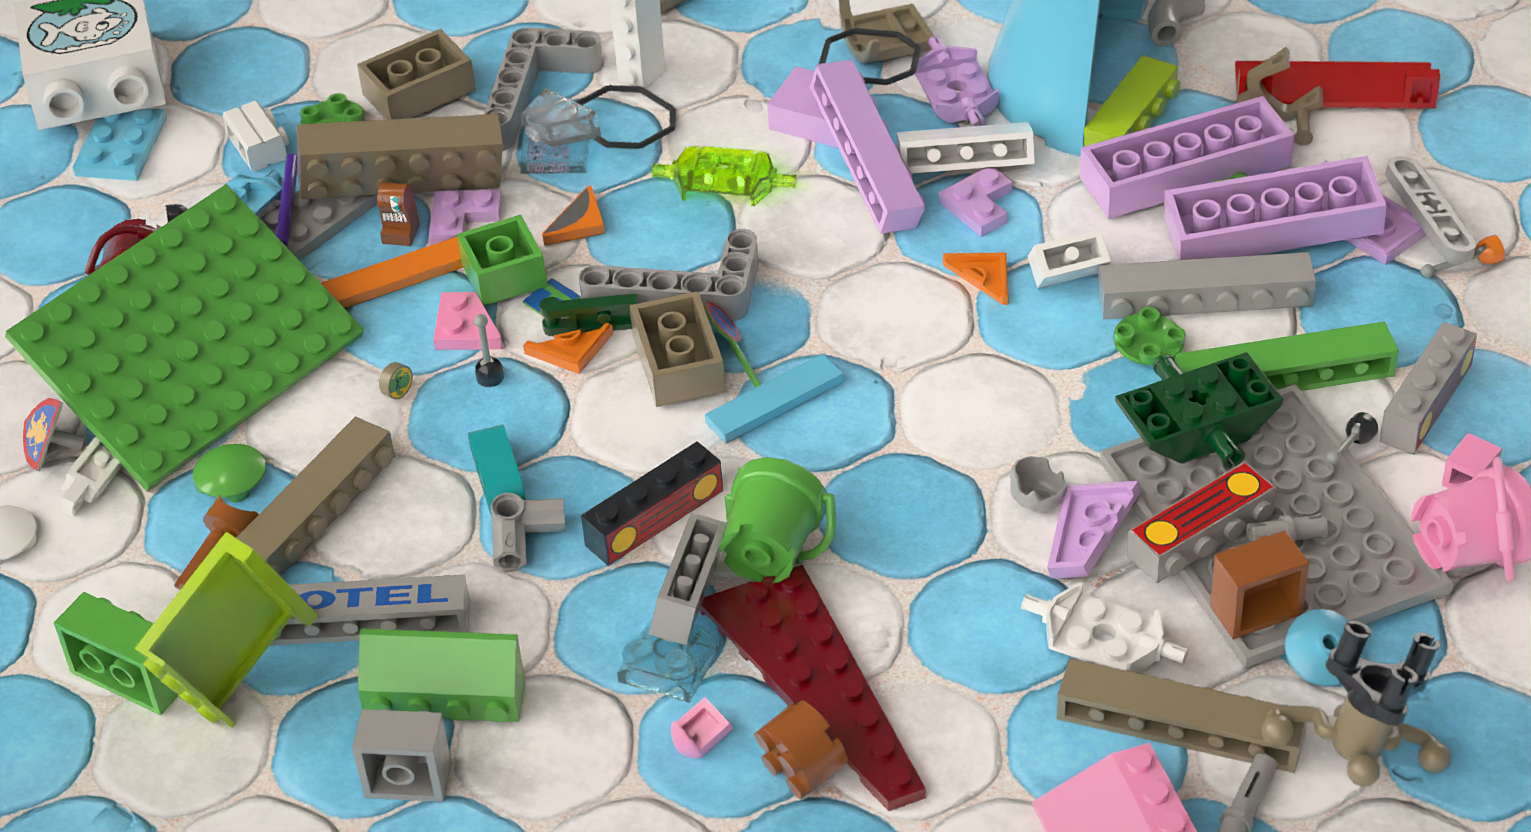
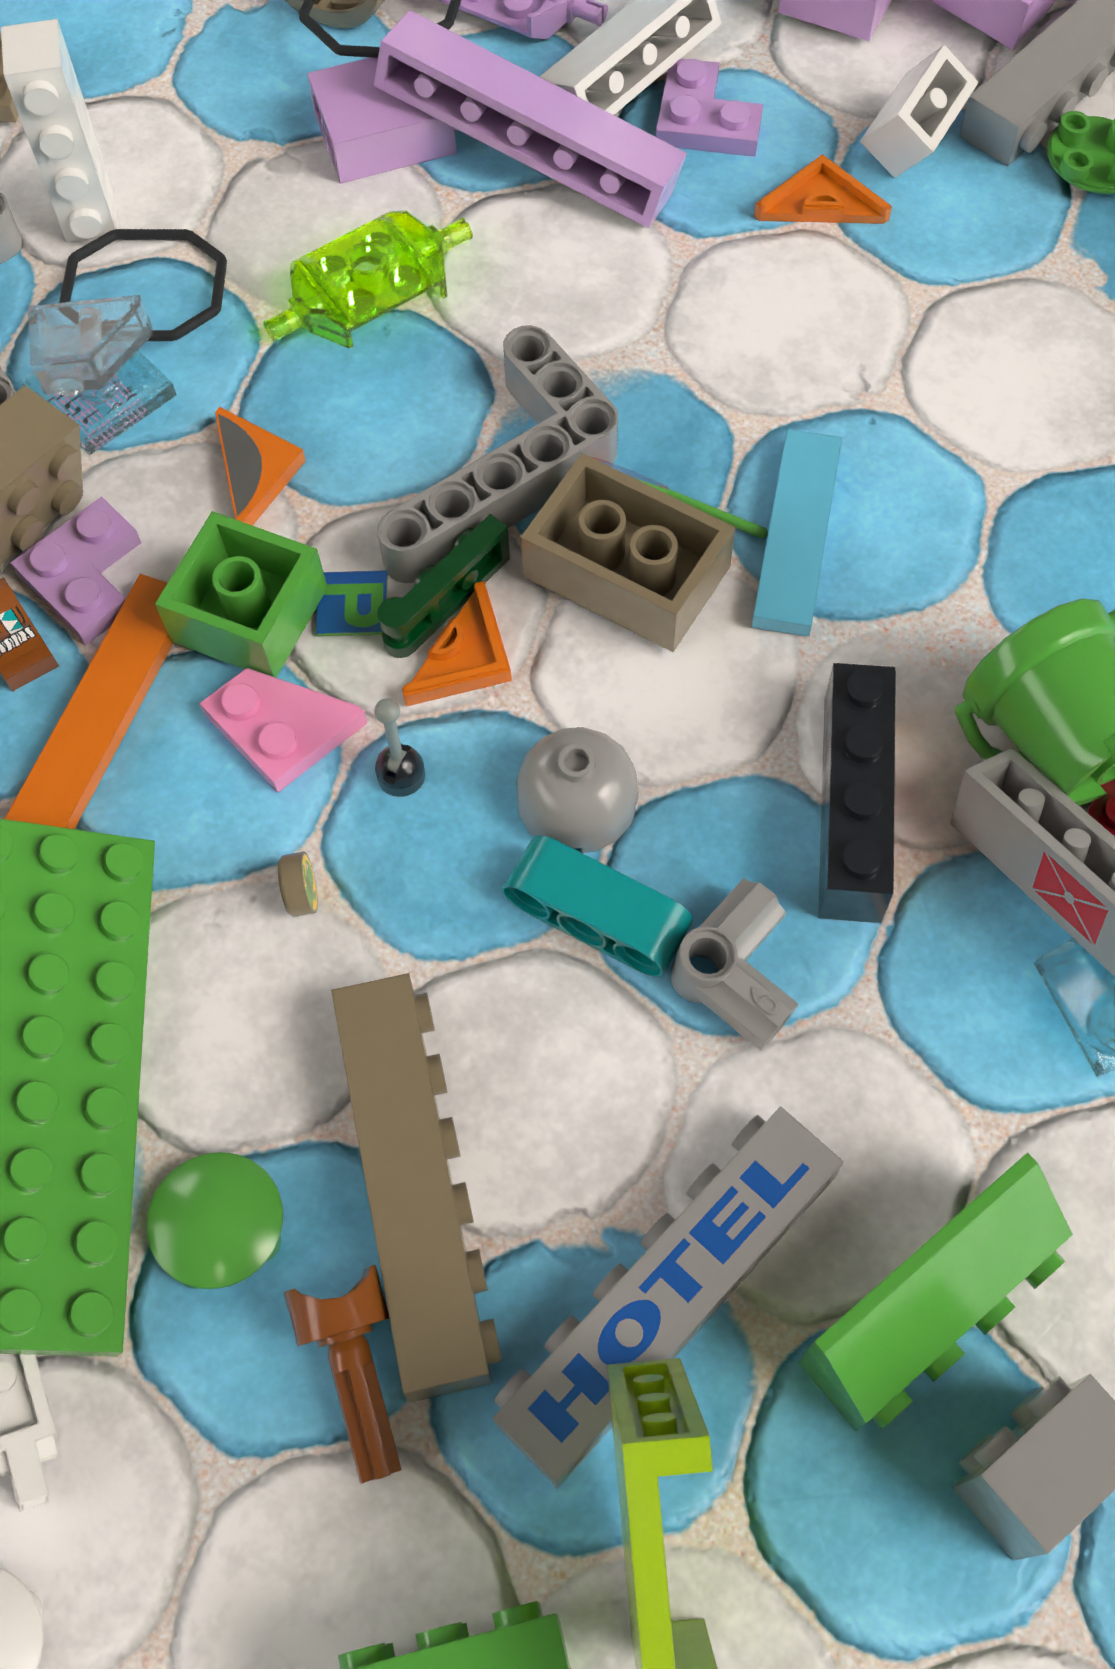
camera: 45 degrees left, 20 degrees up
(546, 425) = (577, 789): none -> light grey cylinder

